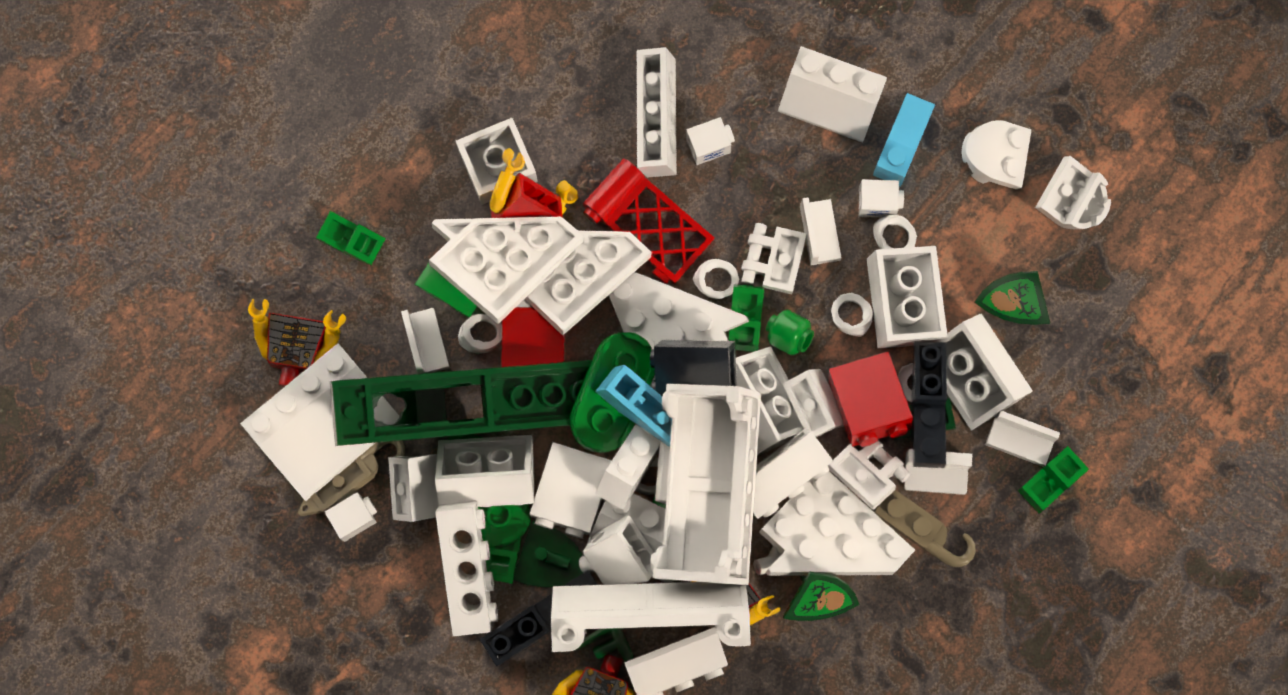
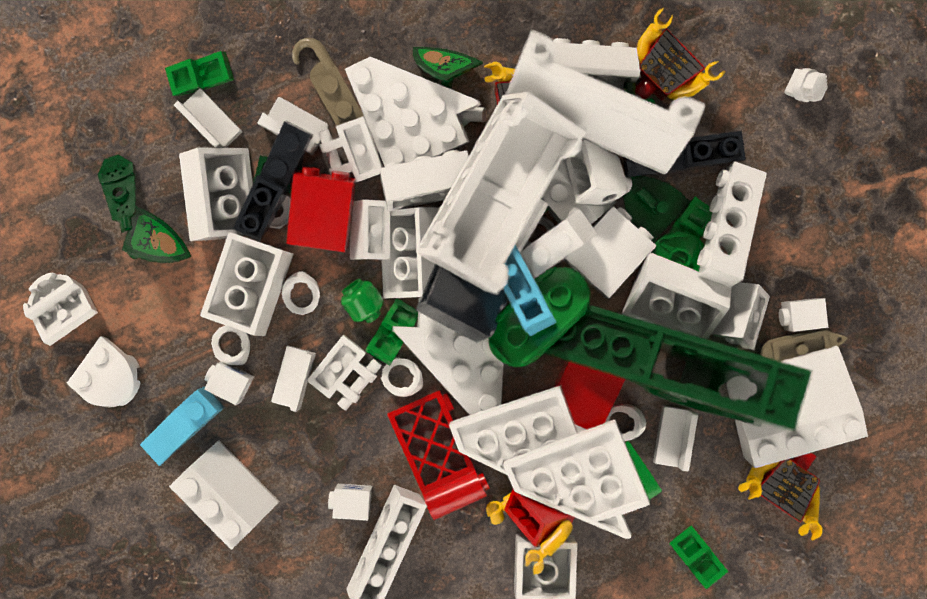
camera: 160 degrees left, 10 degrees up
(1077, 343) = (115, 176): none -> dark green piece

